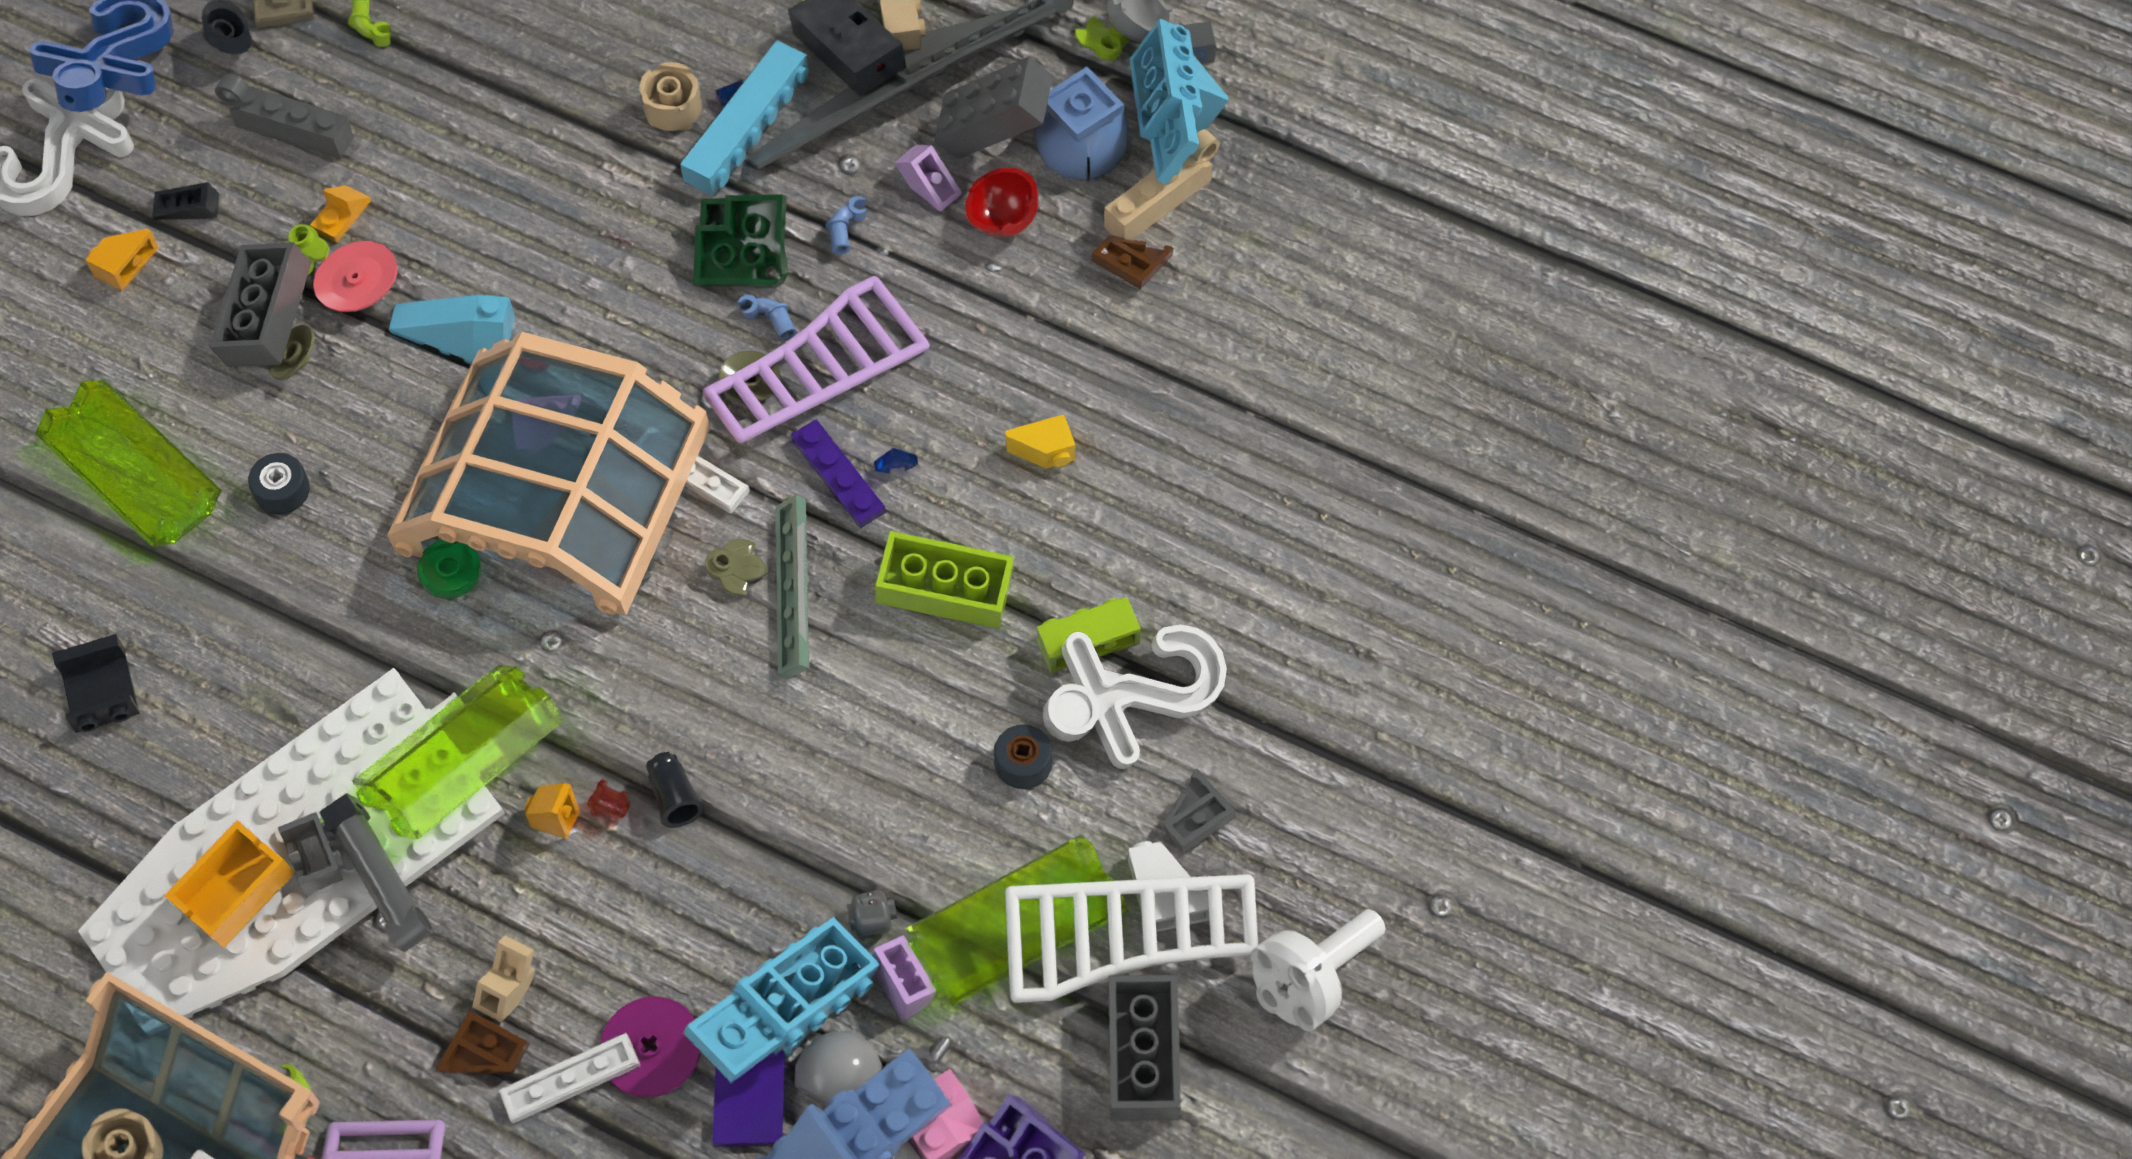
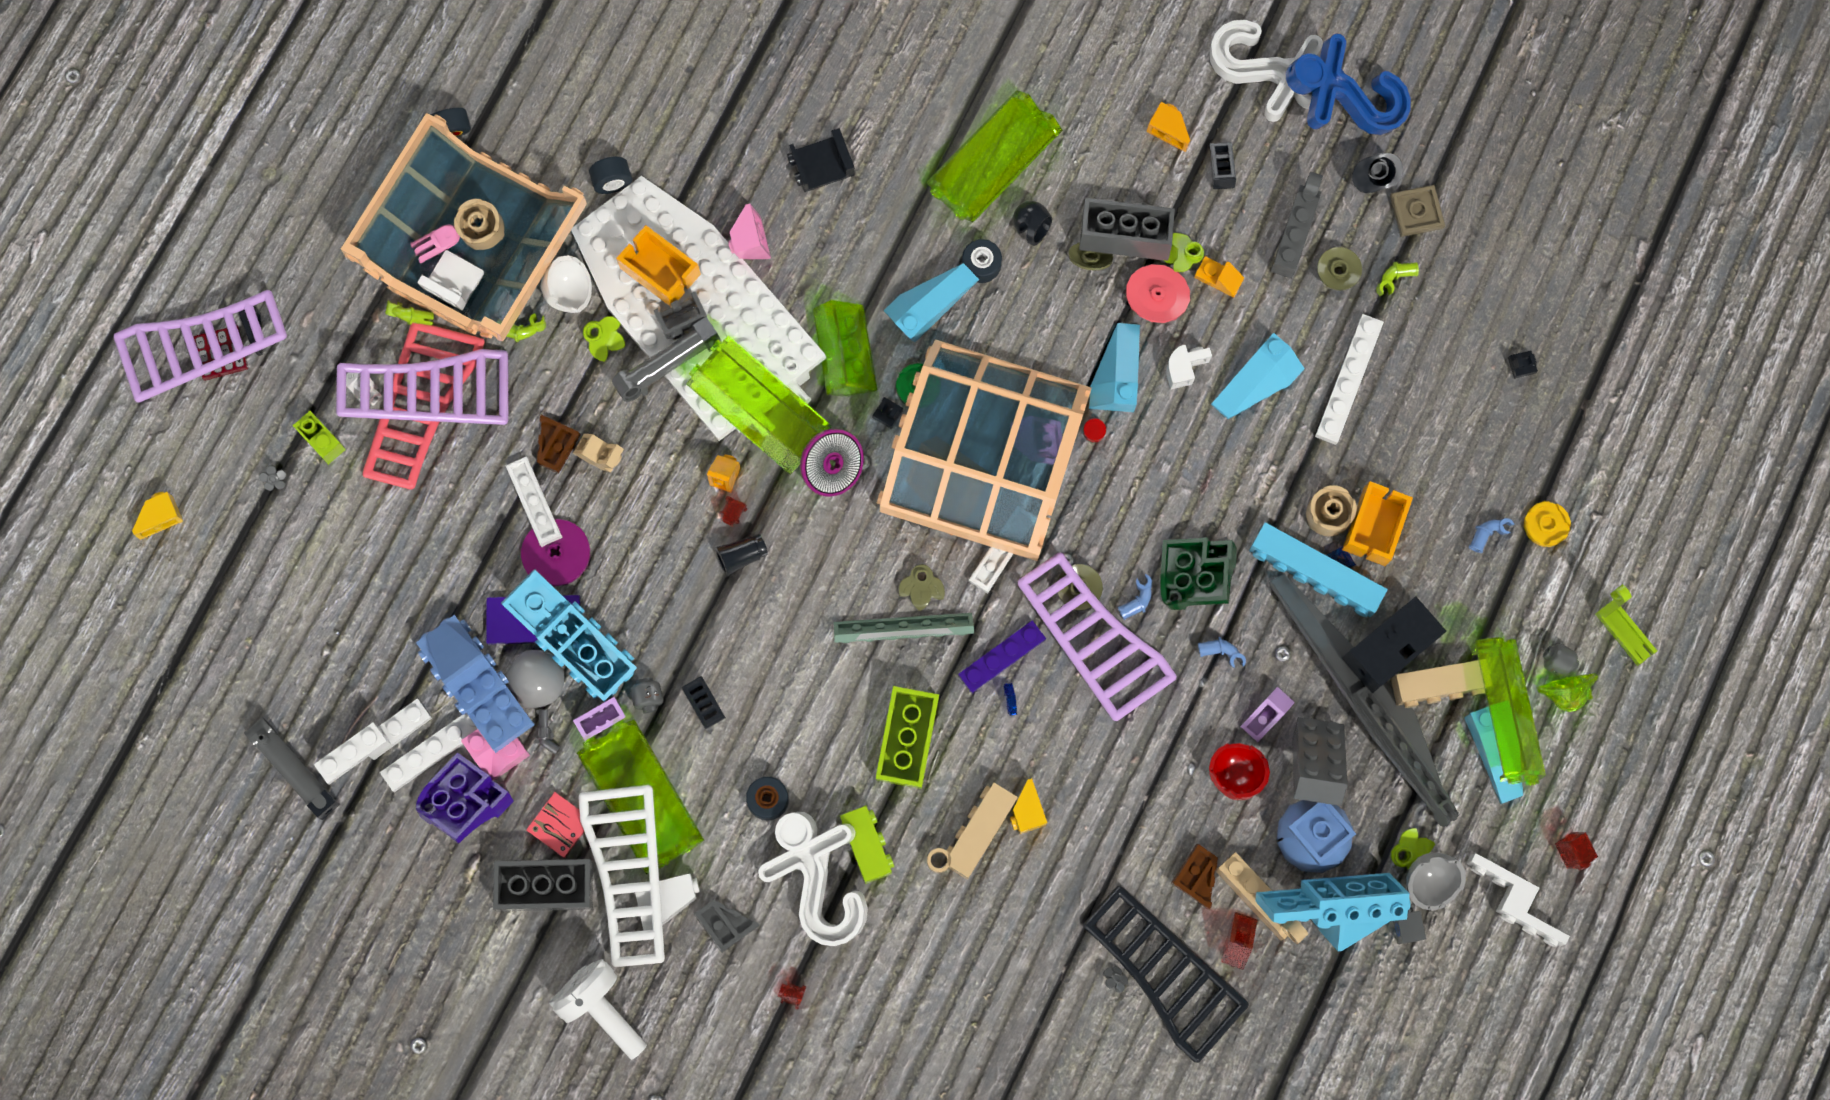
camera: 85 degrees right, 15 degrees up
(70, 969) = (610, 175): none -> black wheel
(201, 769) = (748, 236): none -> bright pink slope
(225, 416) = (1033, 218): none -> black helmet
(243, 1023) = (567, 284): none -> white cylinder
(328, 979) = (607, 337): none -> lime plate
(333, 551) = (926, 303): none -> medium azure wedge
(349, 69) = (1344, 260): none -> olive dish
(363, 657) = (846, 344): none -> clear neon green slope
(458, 256) = (1180, 364): none -> white brick
(483, 170) = (1264, 374): none -> medium azure wedge
(484, 605) = (887, 412): none -> black tile
(497, 78) = (1349, 379): none -> white plate
(551, 665) = (820, 474): none -> piece
(695, 41) = (1377, 523): none -> light orange piece
(878, 857) = (693, 685): none -> black slope
(1055, 1036) = (557, 825): none -> coral tile
(1075, 501) = (979, 832): none -> tan hinge
(1214, 215) = (1239, 941): none -> clear red slope
(1256, 328) = (1154, 994): none -> black bar
(1264, 351) = (1115, 979): none -> dark grey plant
(1290, 725) = (791, 994): none -> clear red brick

